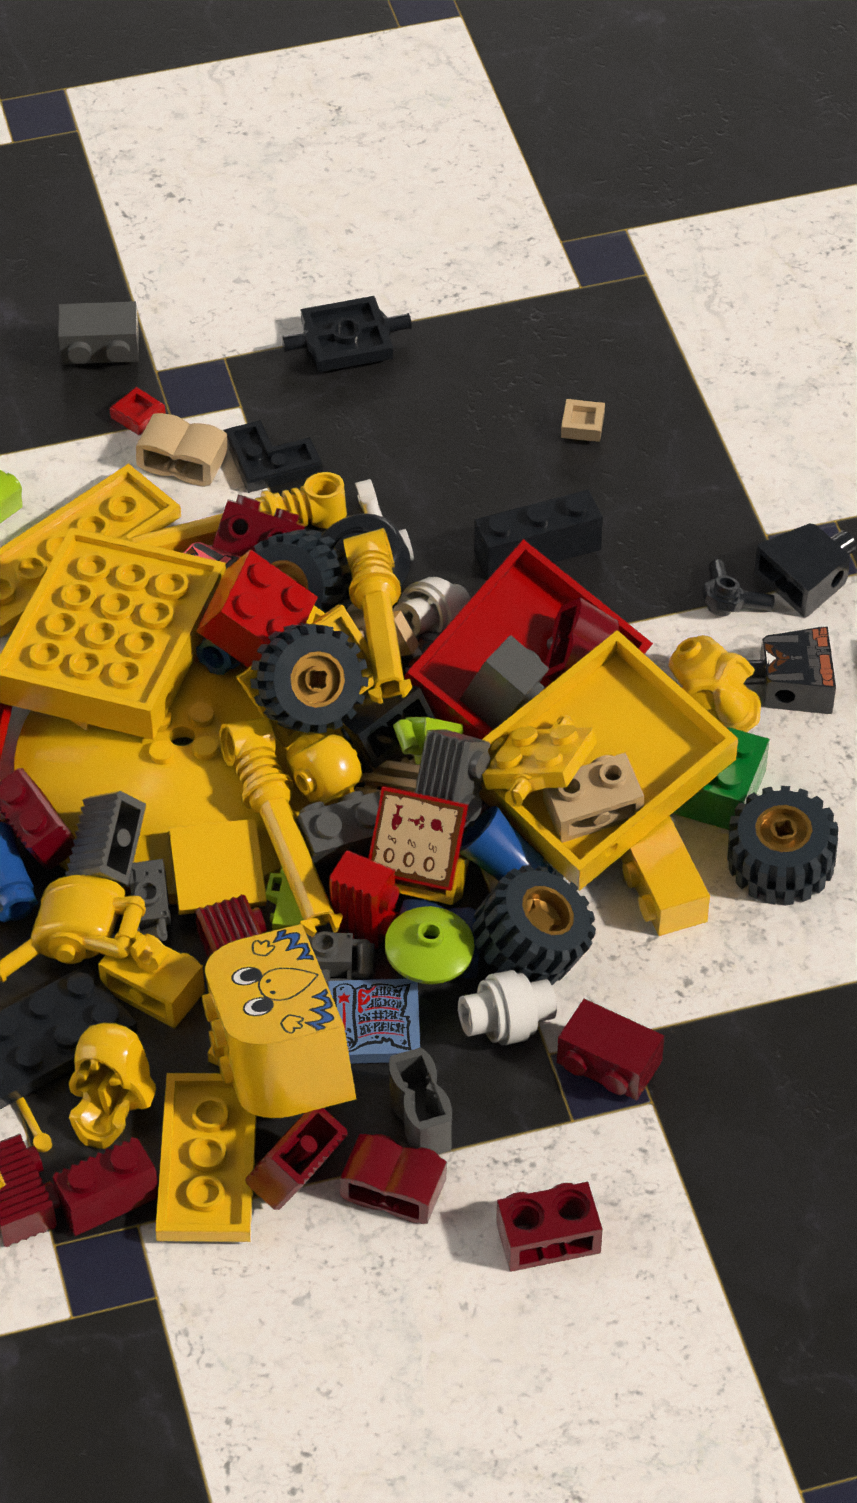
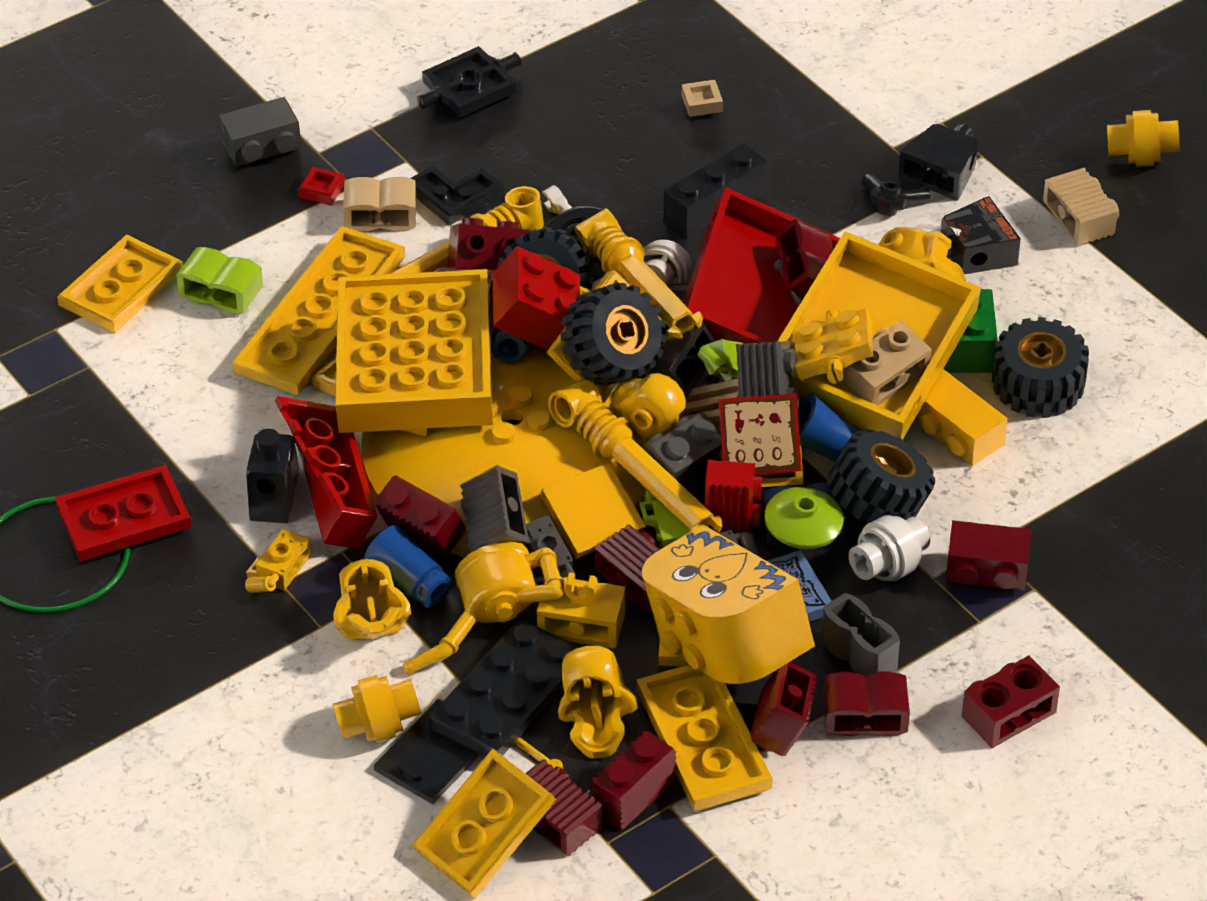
camera: 20 degrees left, 5 degrees down
(505, 683) = (769, 298): dark grey brick -> none

